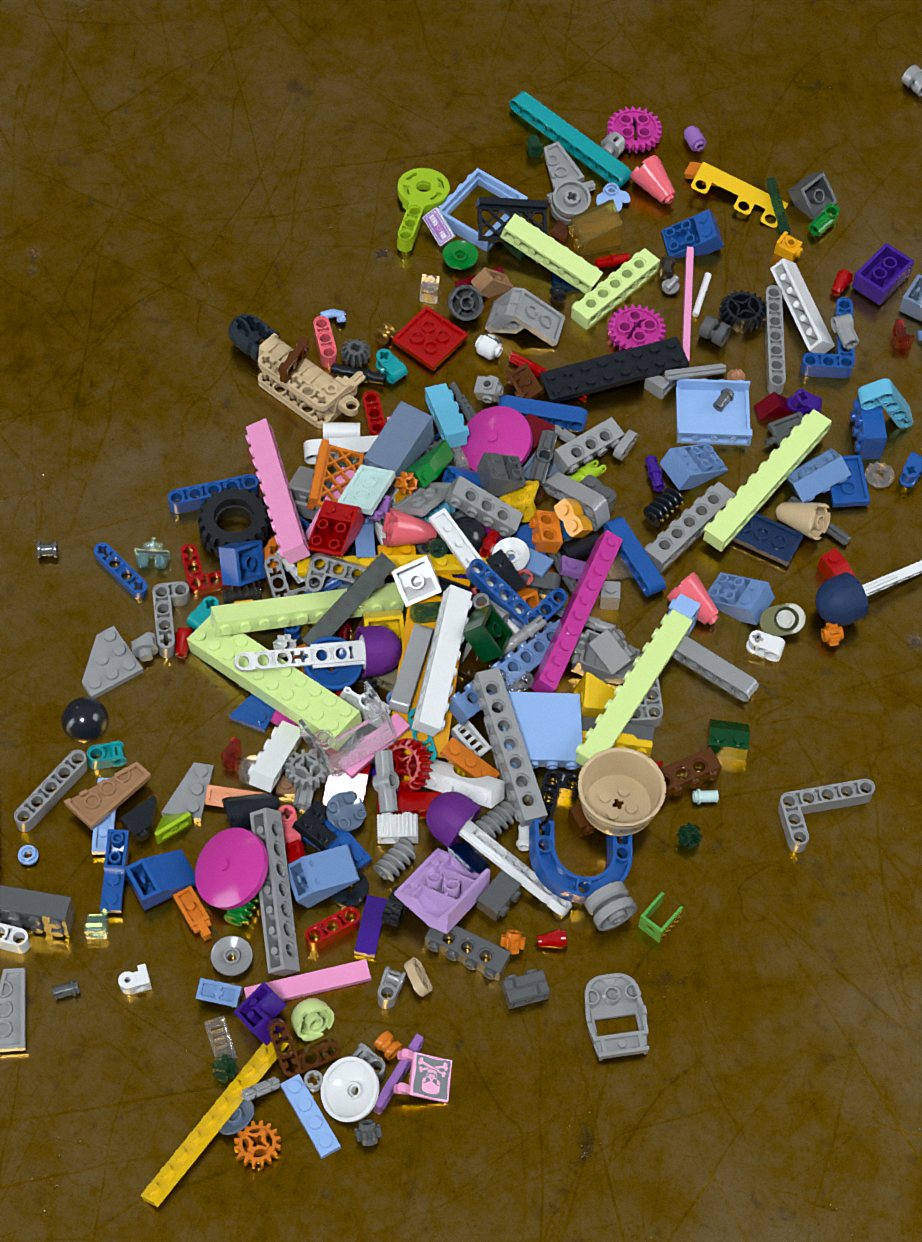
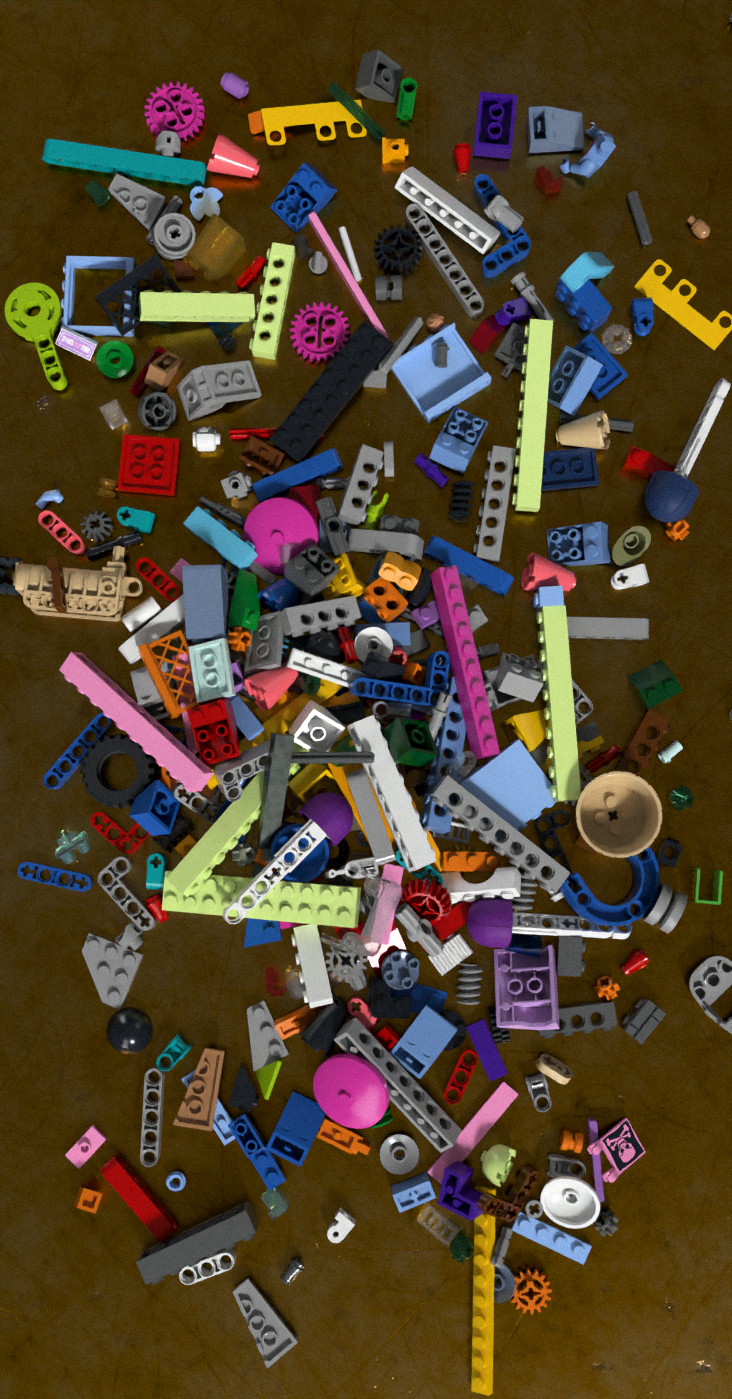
camera: 25 degrees left, 25 degrees up
(412, 602) = (332, 757): none -> dark grey axle
(642, 878) = (660, 854): none -> black brick
(828, 399) = (528, 291): none -> light grey pin

